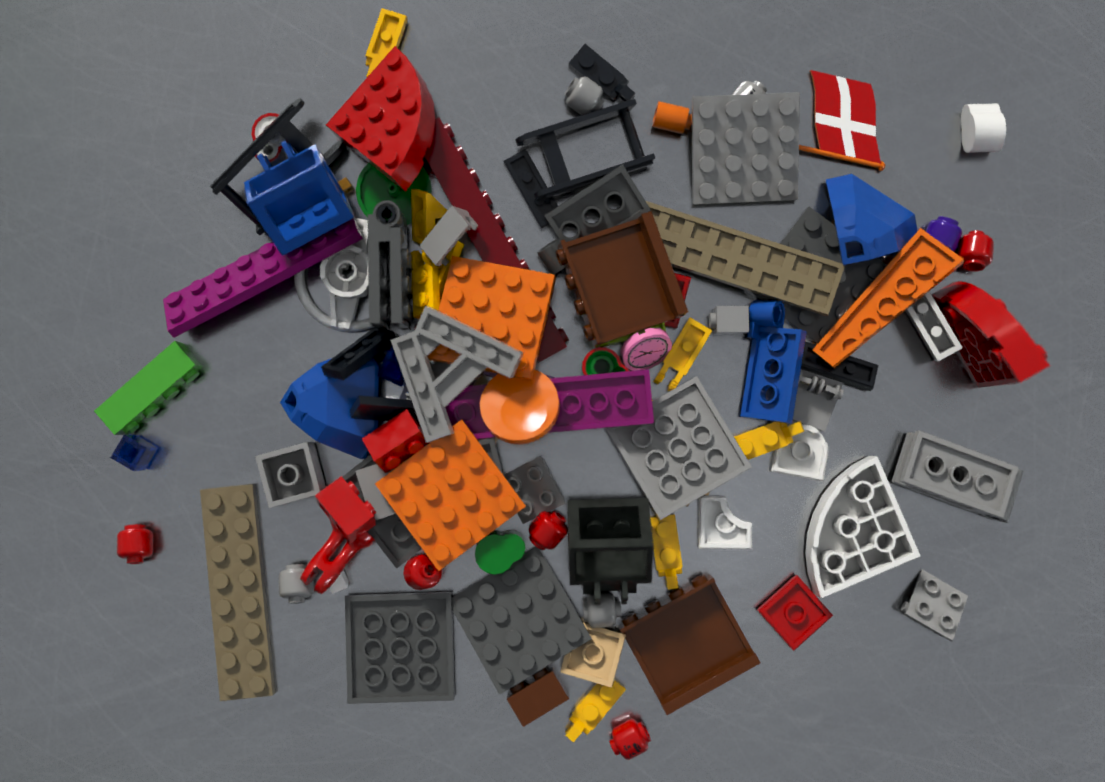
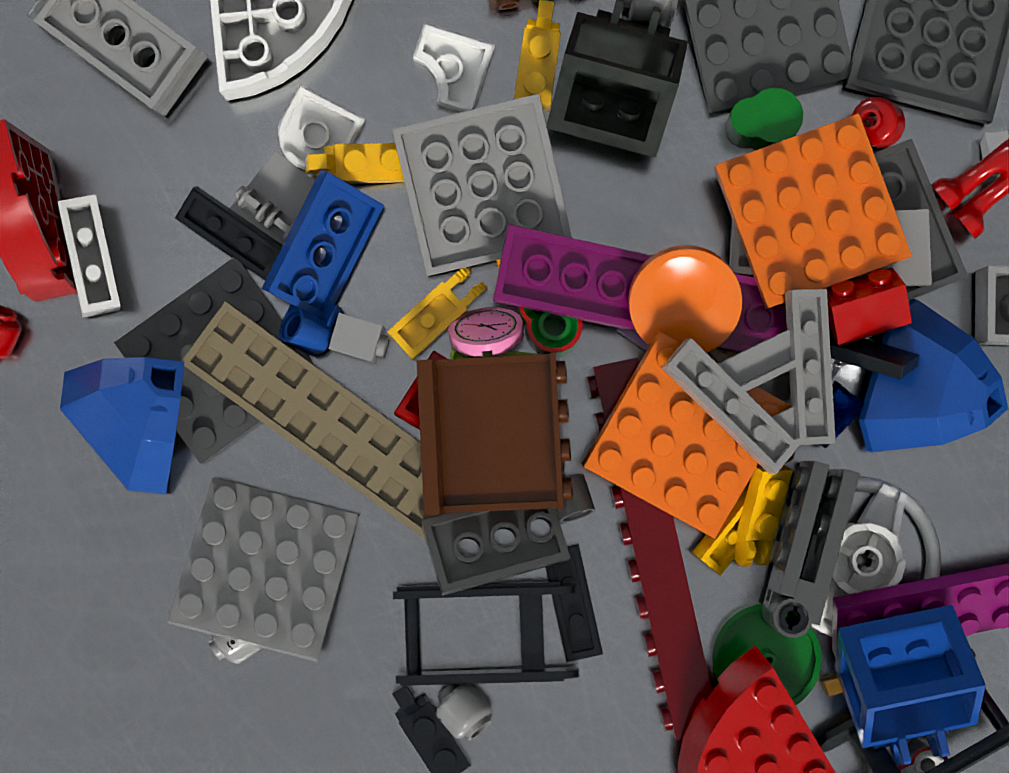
camera: 170 degrees left, 0 degrees up
(346, 509) = (959, 233): red brick -> none
(371, 345) = (862, 449): black hinge -> none
(424, 212) = (735, 610): yellow slope -> none
(447, 234) = (713, 568): light grey hinge -> none
(535, 488) = (693, 190): light grey hinge -> none
(547, 530) = (692, 129): red head -> none
(842, 120) = (116, 569): flag -> none
(901, 284) = (112, 313): orange wing -> none
(945, 231) = (32, 365): dark purple head -> none

